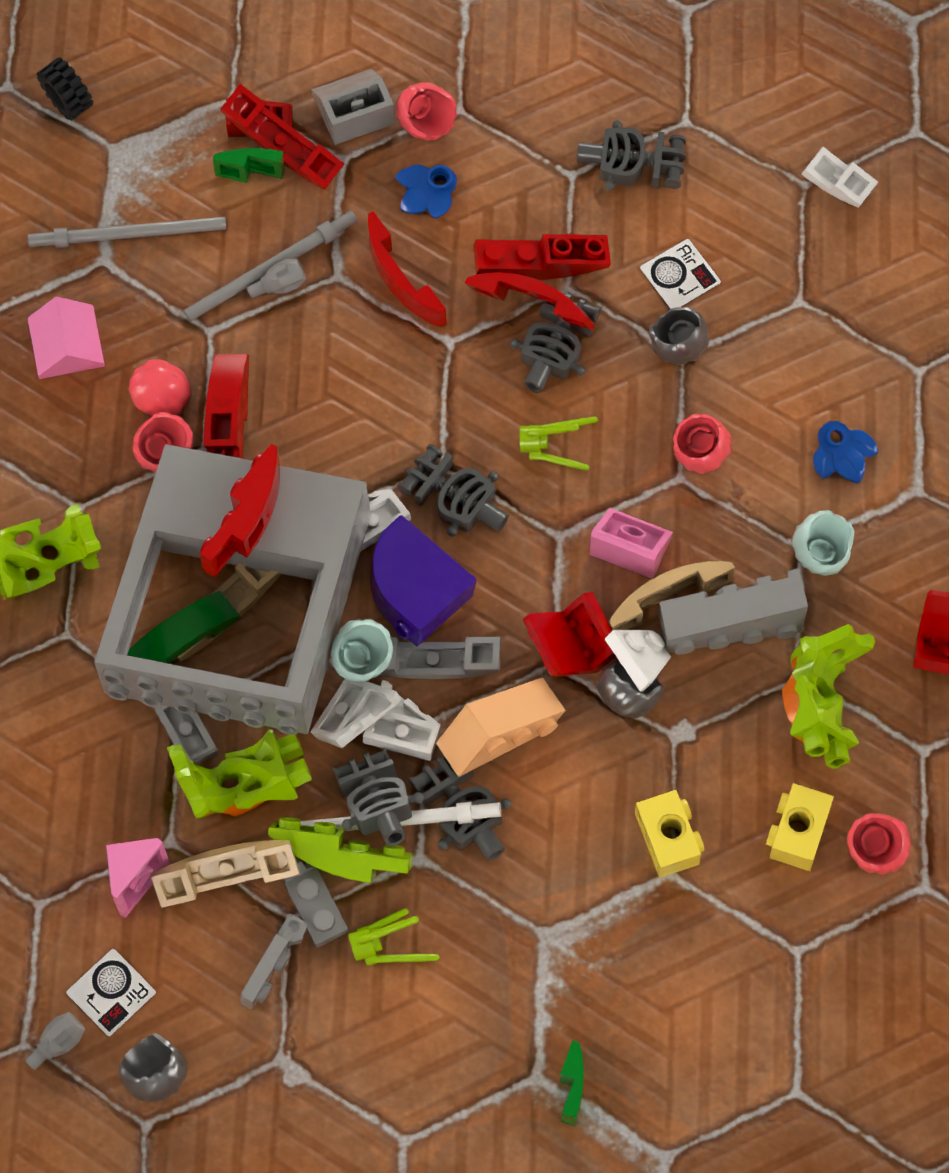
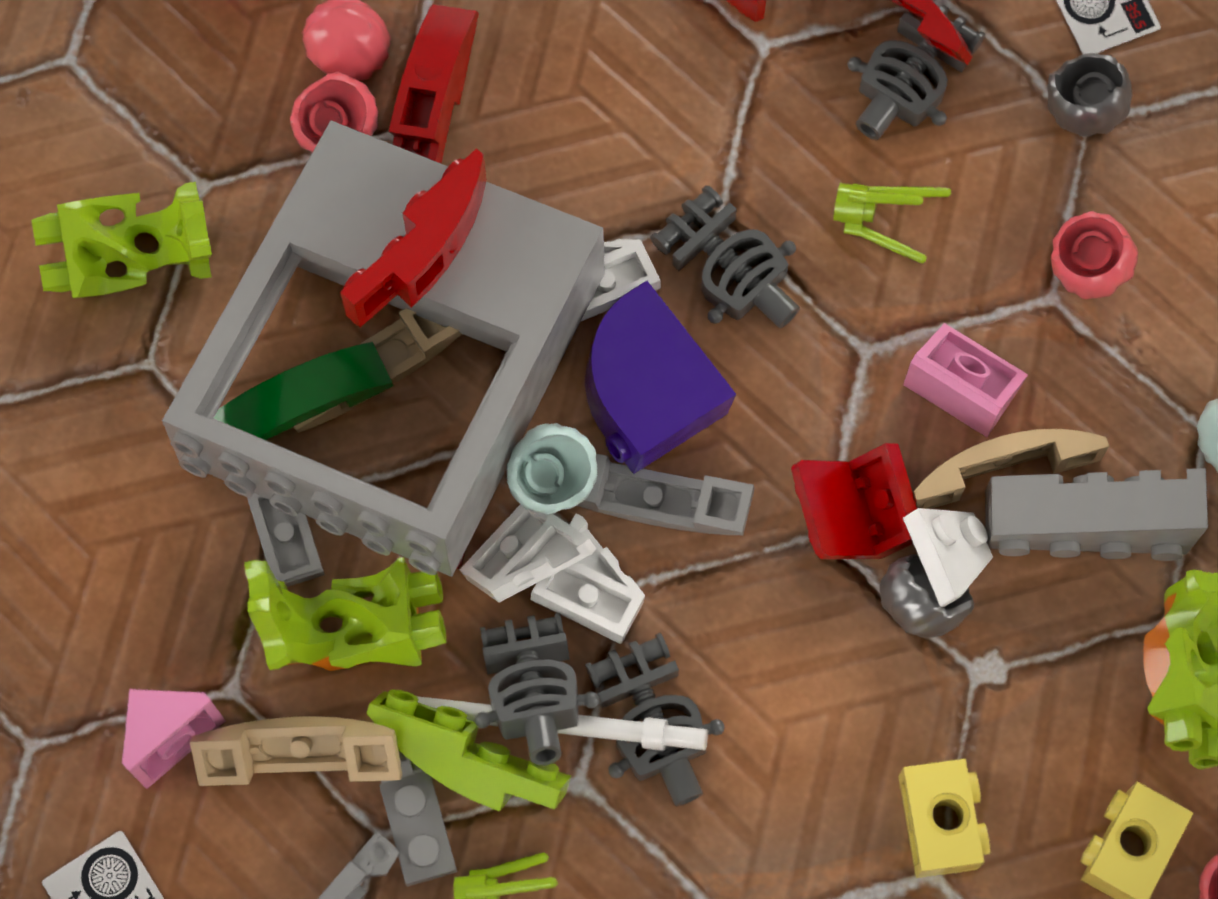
camera: 10 degrees right, 5 degrees up
(499, 725) = (729, 614): light nougat wedge -> none

